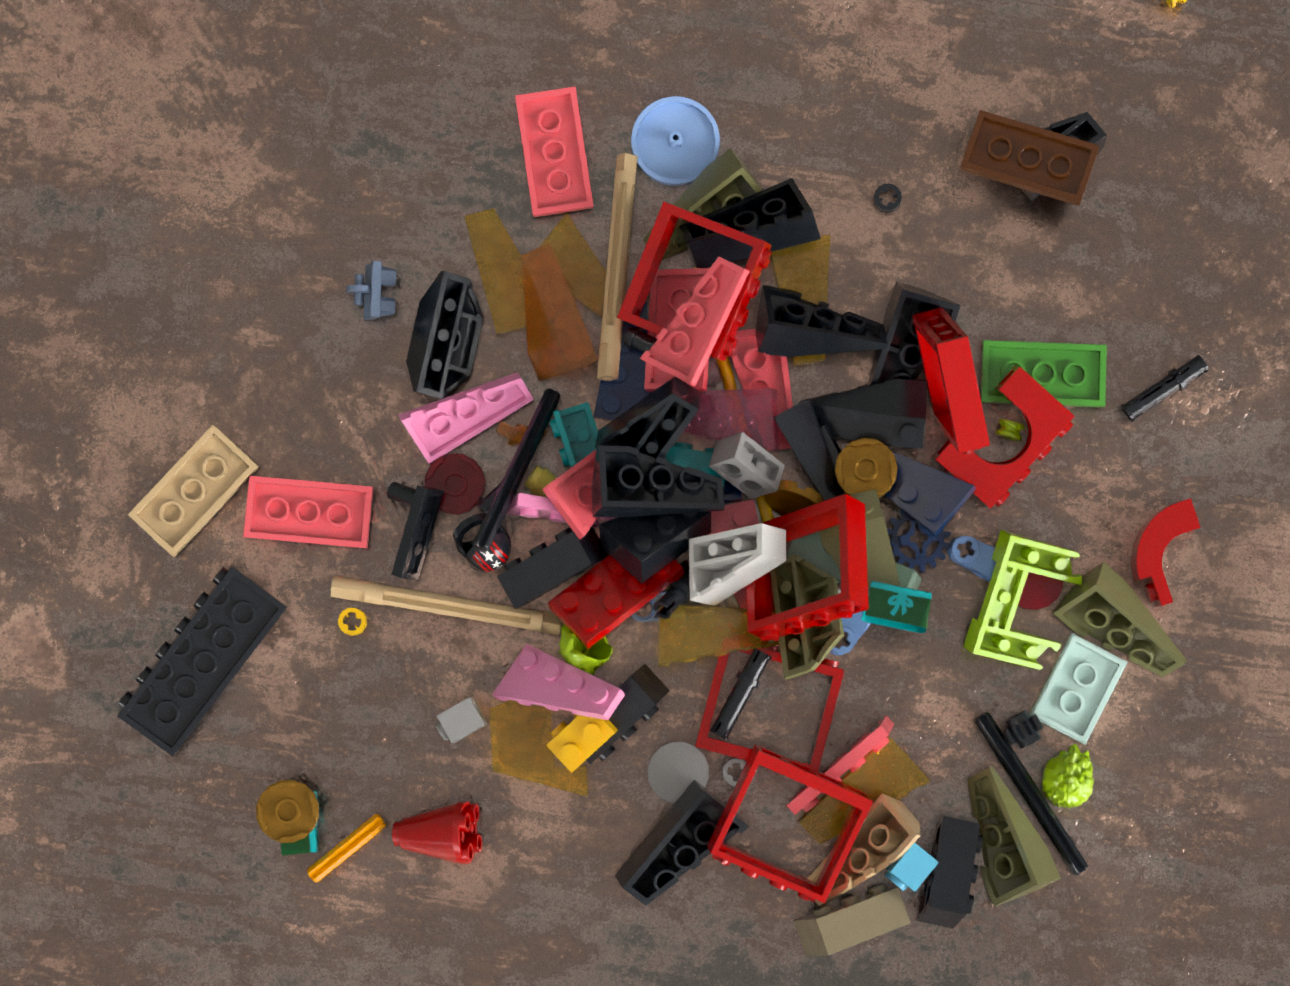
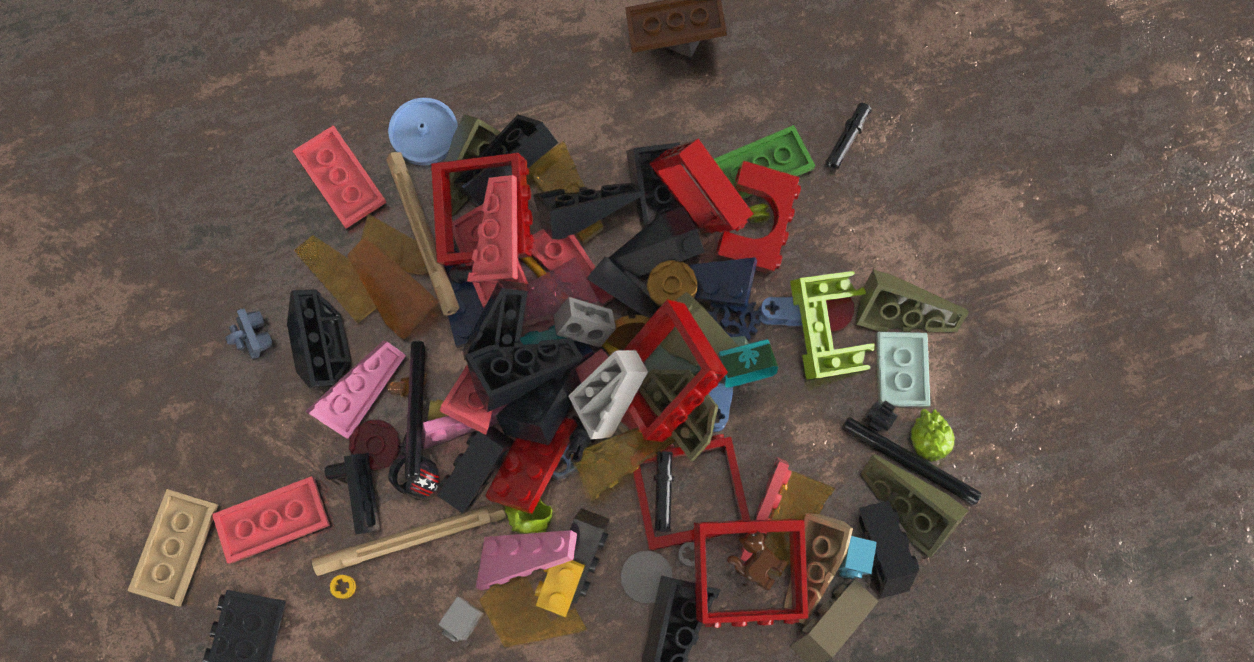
camera: 30 degrees left, 10 degrees down
(577, 432) = (447, 361): teal bracket -> none
(802, 822) = (760, 562): none -> reddish brown animal
(891, 207) = (586, 97): black bush -> none
(1151, 543) = (898, 243): red arch -> none

